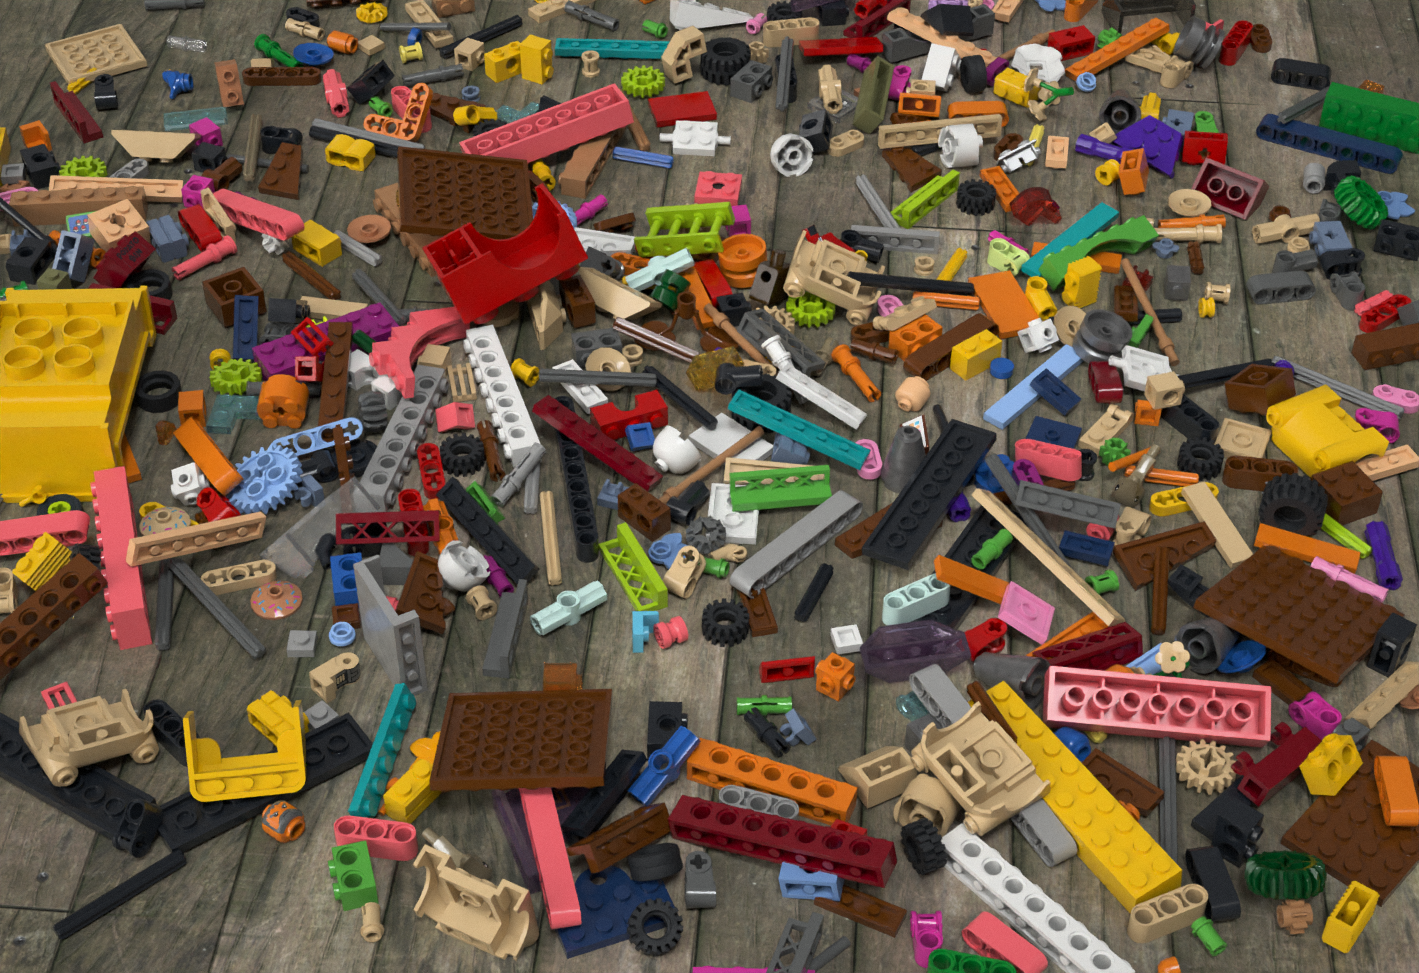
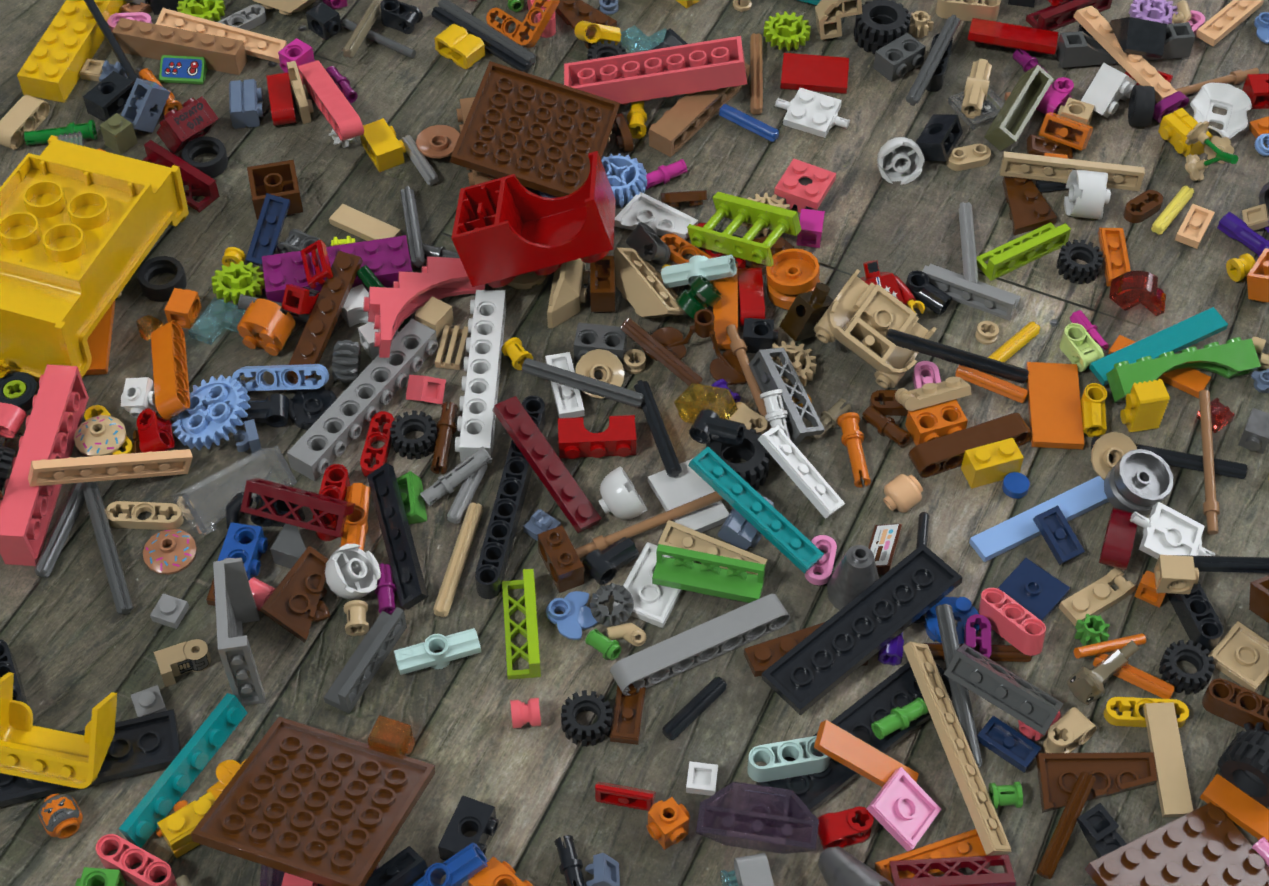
camera: 20 degrees right, 10 degrees up
(109, 229) = (207, 82): light nougat brick -> none
(213, 253) = (280, 132): coral pin -> none
(224, 173) = (327, 43): reddish brown piece -> none
(273, 715) = (100, 683): yellow brick -> none
(283, 174) = (386, 54): reddish brown wing -> none
(288, 310) = (315, 220): black brick -> none
(311, 275) = (362, 182): reddish brown axle -> none
(342, 634) = (203, 610): light blue plate -> none
(344, 461) = (284, 420): reddish brown wing -> none
(640, 436) = (597, 464): blue plate -> none
(641, 627) = (495, 701): medium azure bracket -> none
(684, 573) = (568, 646): tan piece -> none
(765, 705) = (602, 837): bright green pin -> none
(810, 309) = (837, 359): lime gear -> none
(973, 108) = (1127, 153): orange beam -> none
(1025, 150) = (1157, 220): hinge -> none
(1038, 335) = (1070, 458): white brick -> none
(1087, 465) = (1053, 638): black bush -> none
(1125, 303) = (1185, 444): reddish brown tile -> none
(1140, 332) = (1184, 486): bright green plate -> none

